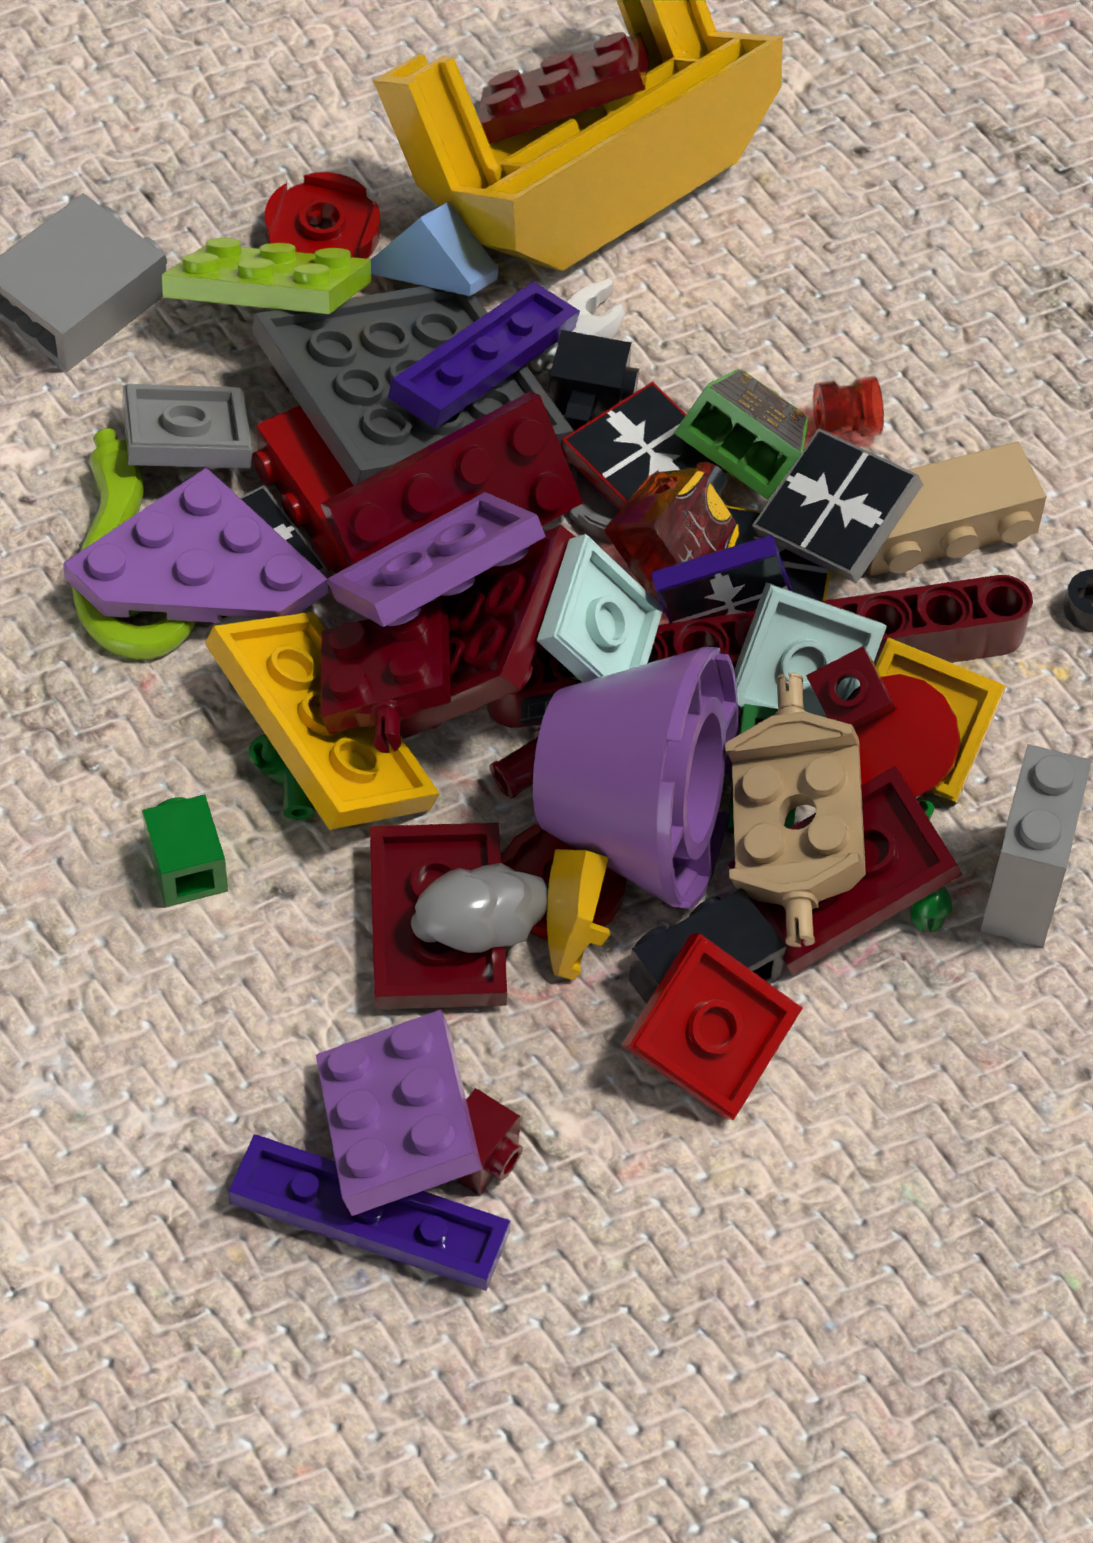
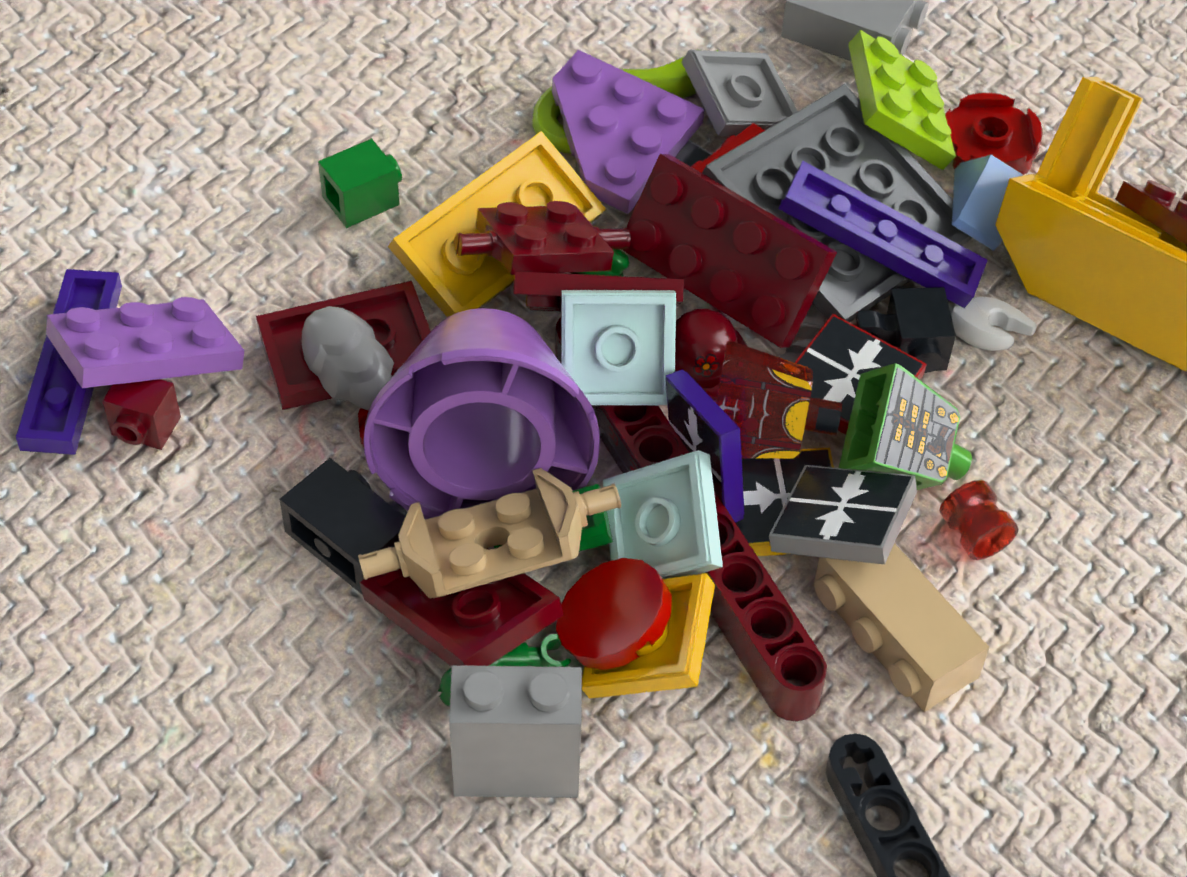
camera: 75 degrees right, 5 degrees down
(436, 559) = (639, 230): medium lavender plate -> none
(571, 907) = (344, 420): yellow slope -> none
(712, 1026) = (271, 530): red tile -> none
(872, 699) = (626, 548): dark red plate -> none

